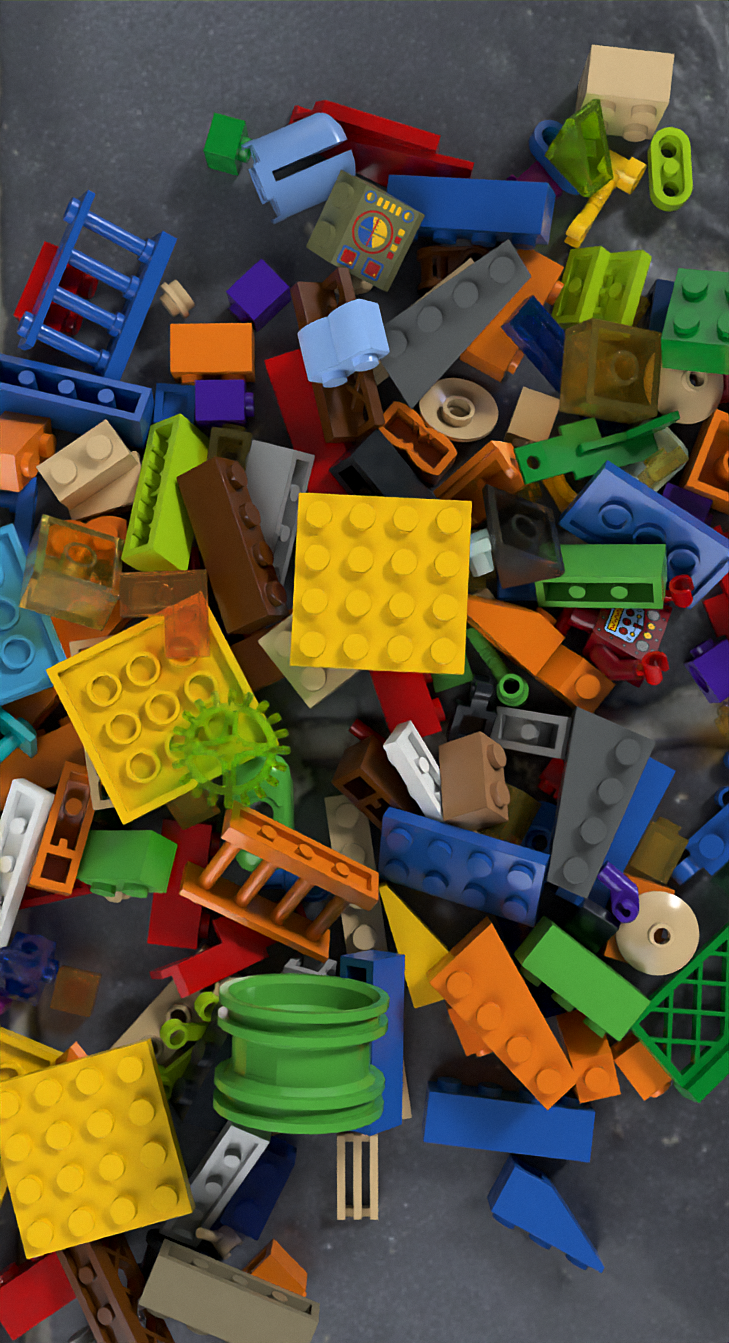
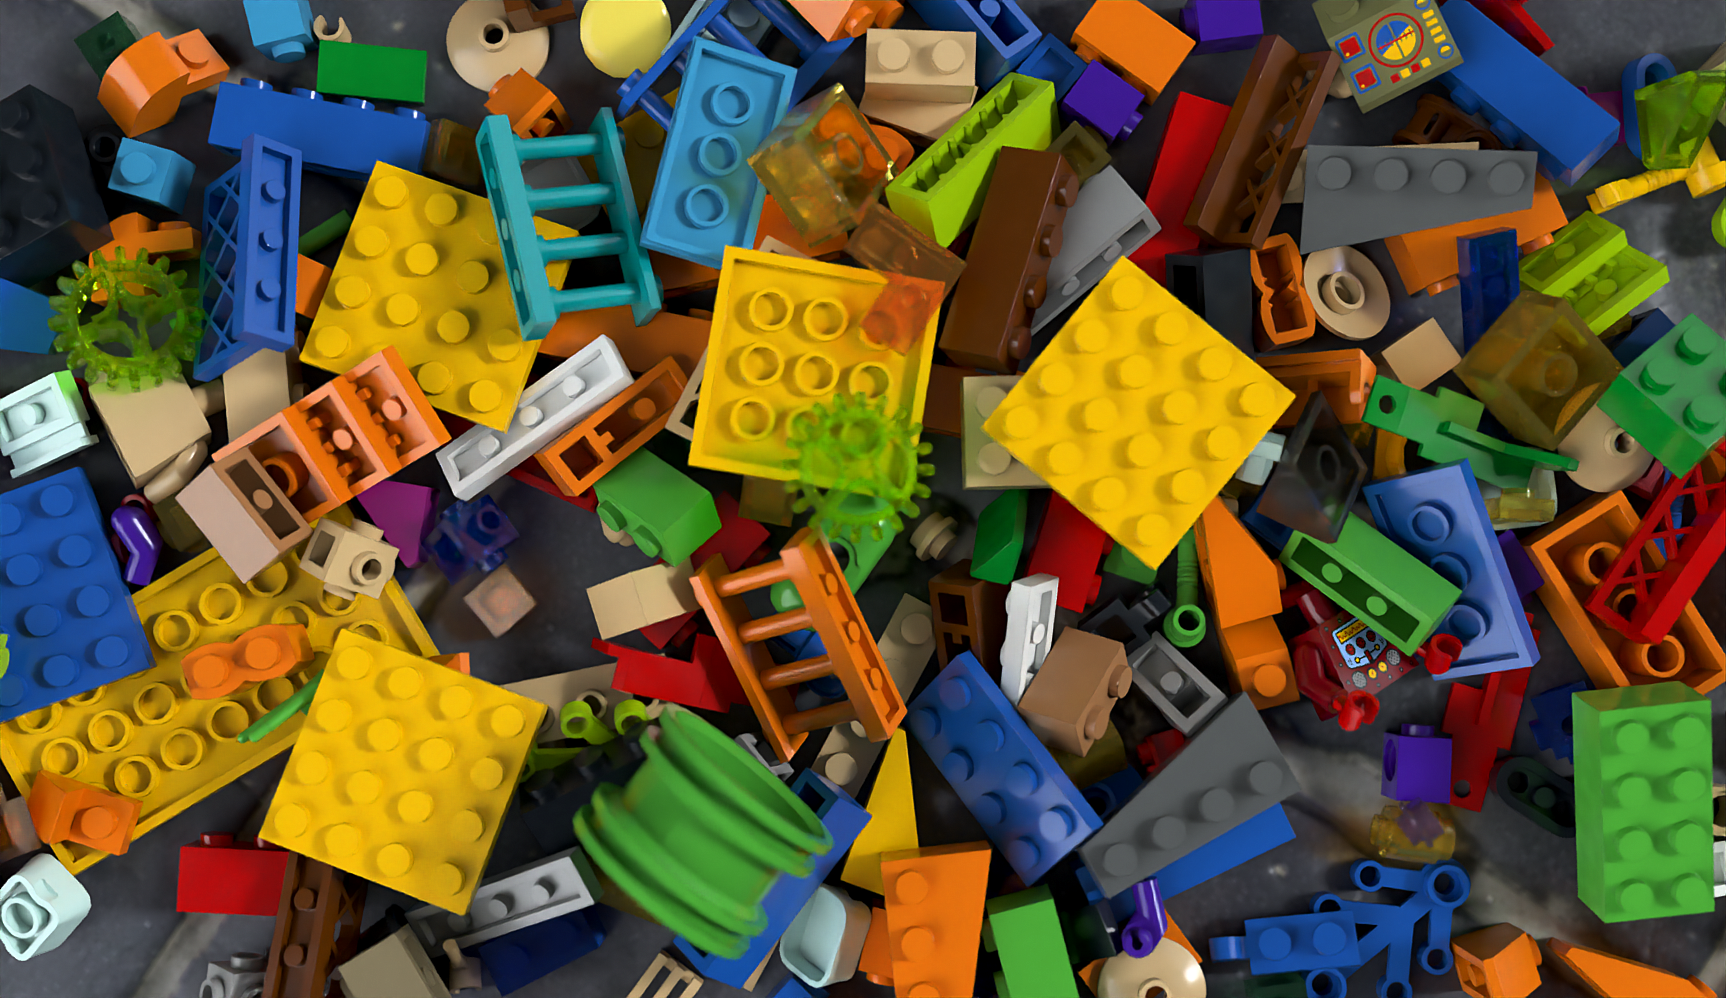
camera: 35 degrees right, 0 degrees up
(160, 925) = (643, 598): none -> tan slope
(316, 749) = (934, 537): none -> tan plate
(343, 343) = (1281, 133): light blue brick -> none
(356, 721) = (1000, 537): none -> green slope
(432, 1050) = (826, 937): none -> light aqua piece
(659, 850) = (1215, 907): clear yellow brick -> none

